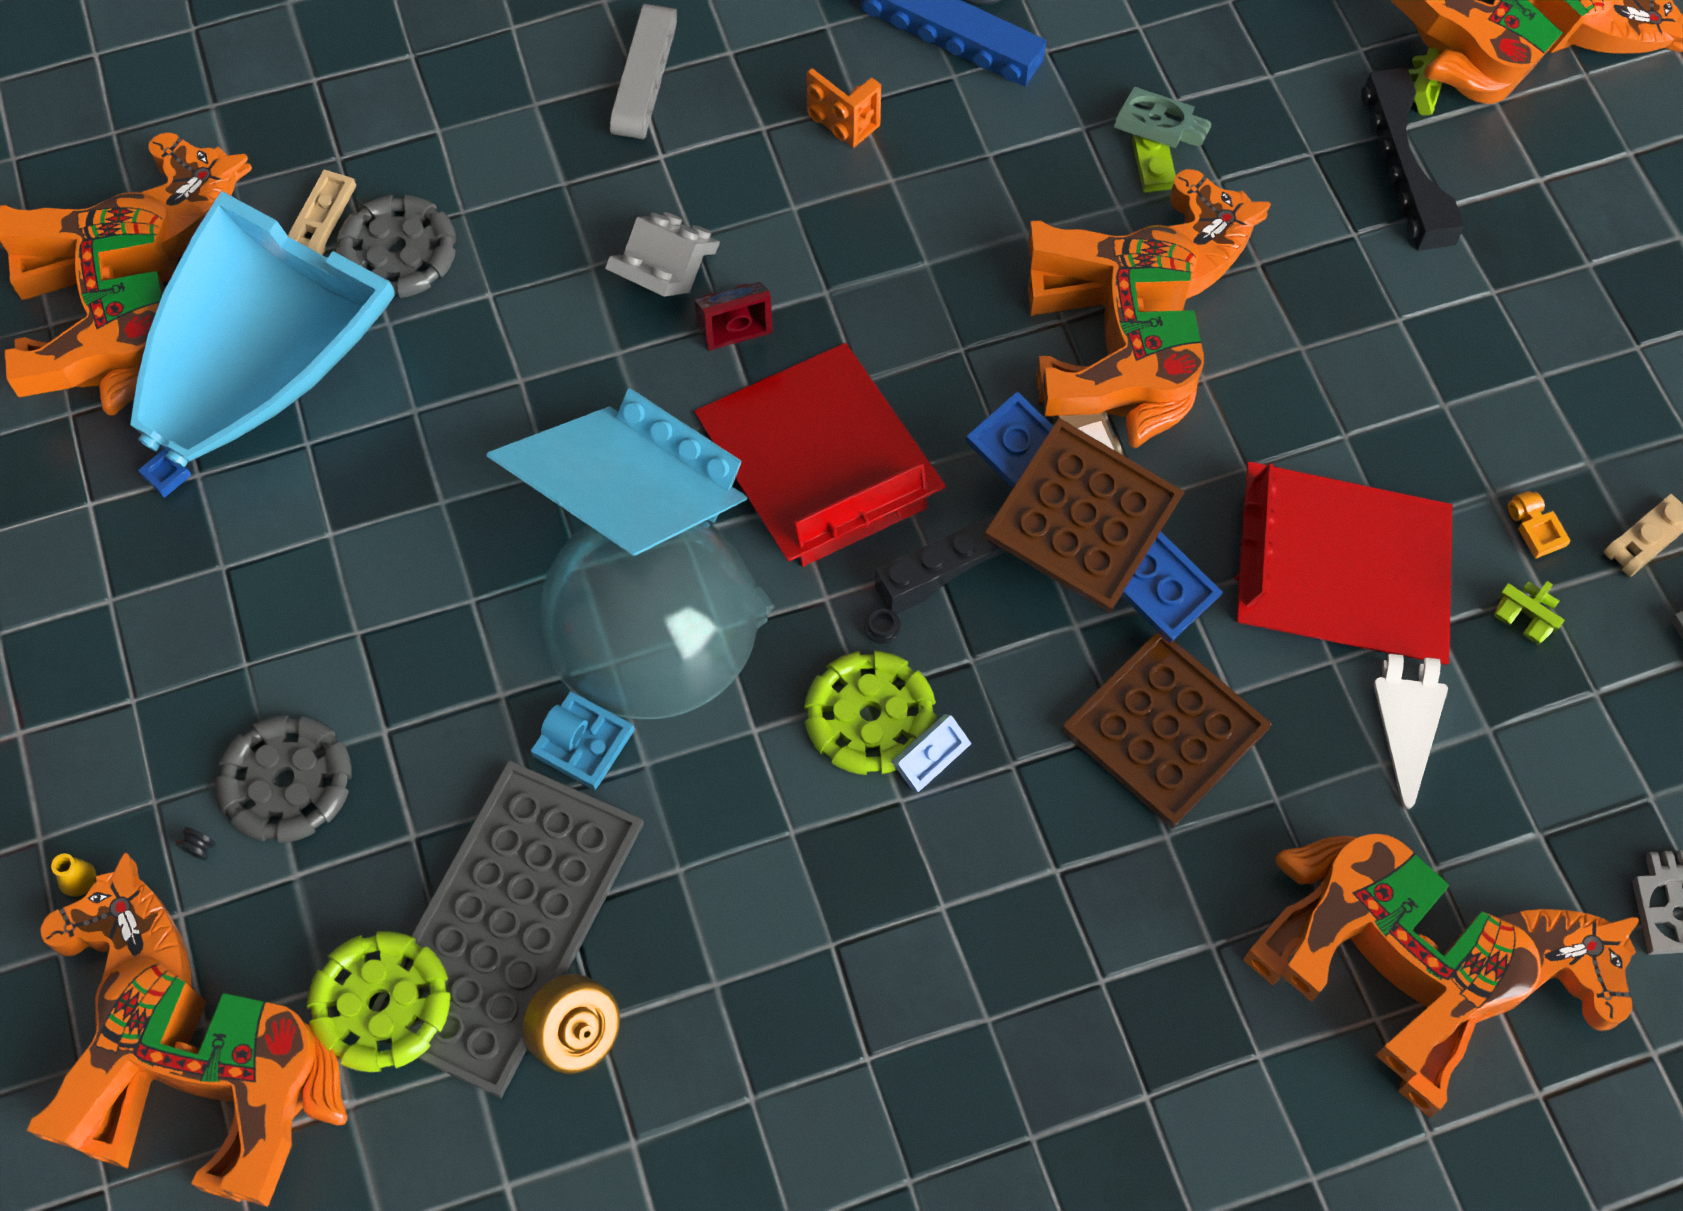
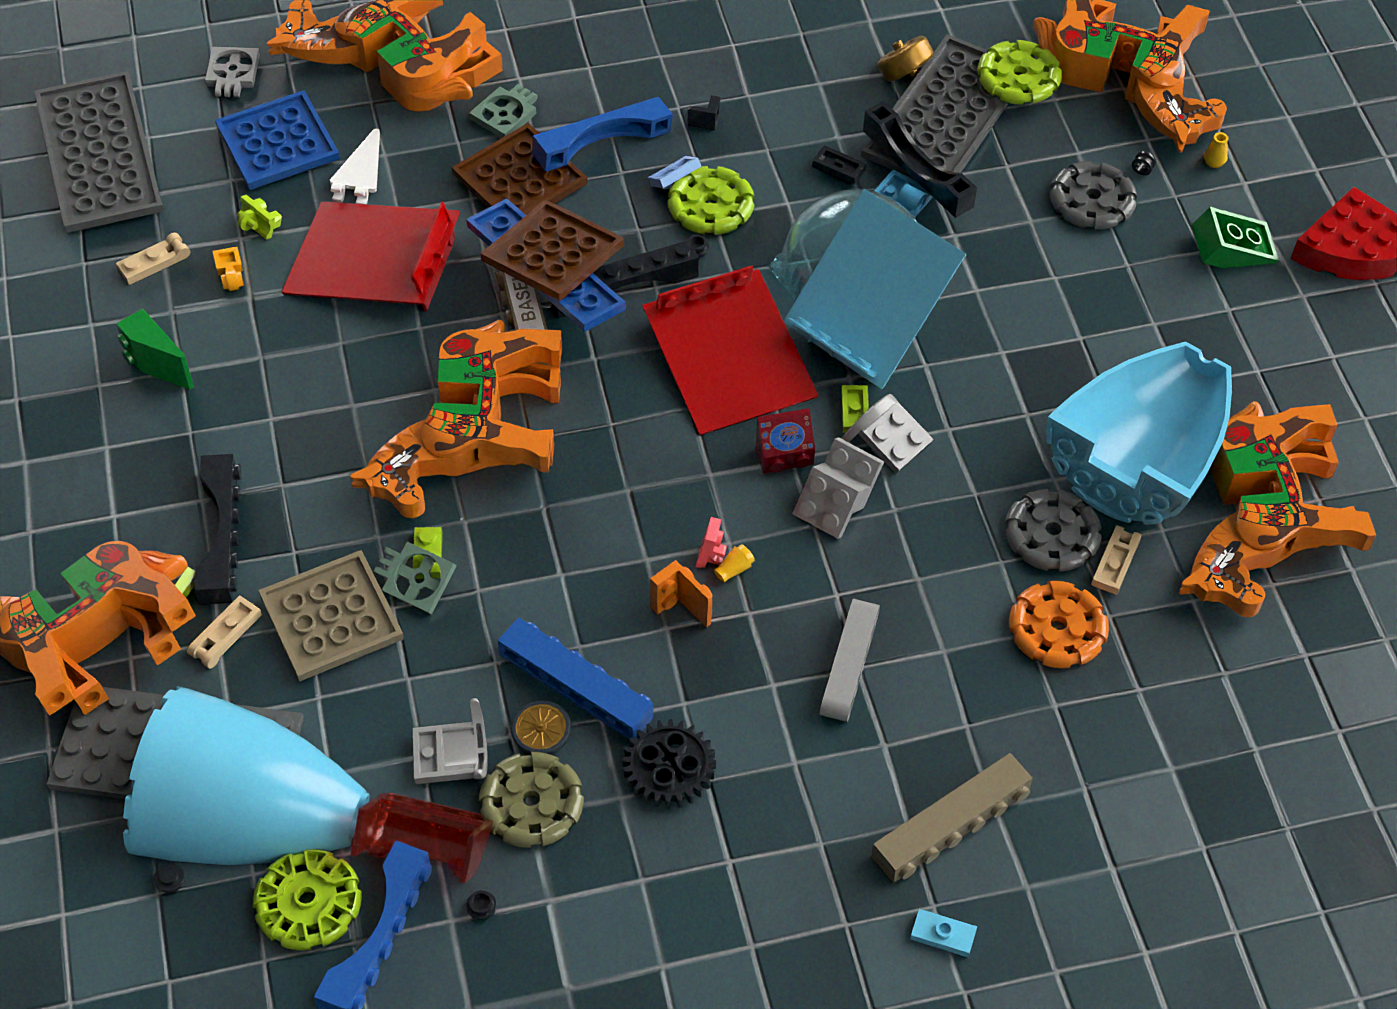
camera: 175 degrees left, 10 degrees down
(80, 702) = (1233, 240): none -> green slope
(401, 118) = (1061, 610): none -> orange plate
(574, 800) = (949, 188): none -> black arch
(594, 347) = (890, 432): none -> piece
(645, 375) = (854, 404): none -> lime plate
(678, 795) = (839, 165): none -> black plate
(784, 169) = (735, 562): none -> yellow cone
(815, 169) = (711, 547): none -> coral plate
(899, 880) = (705, 117): none -> black panel
(992, 847) = (641, 119): none -> blue arch
(1203, 887) = (517, 98): none -> sand green piece
(1244, 74) = (330, 615): none -> dark tan plate
(1357, 48) = (224, 631): none -> tan plate
(1554, 762) = (277, 139): none -> blue plate
(1580, 361) = (152, 350): none -> green slope

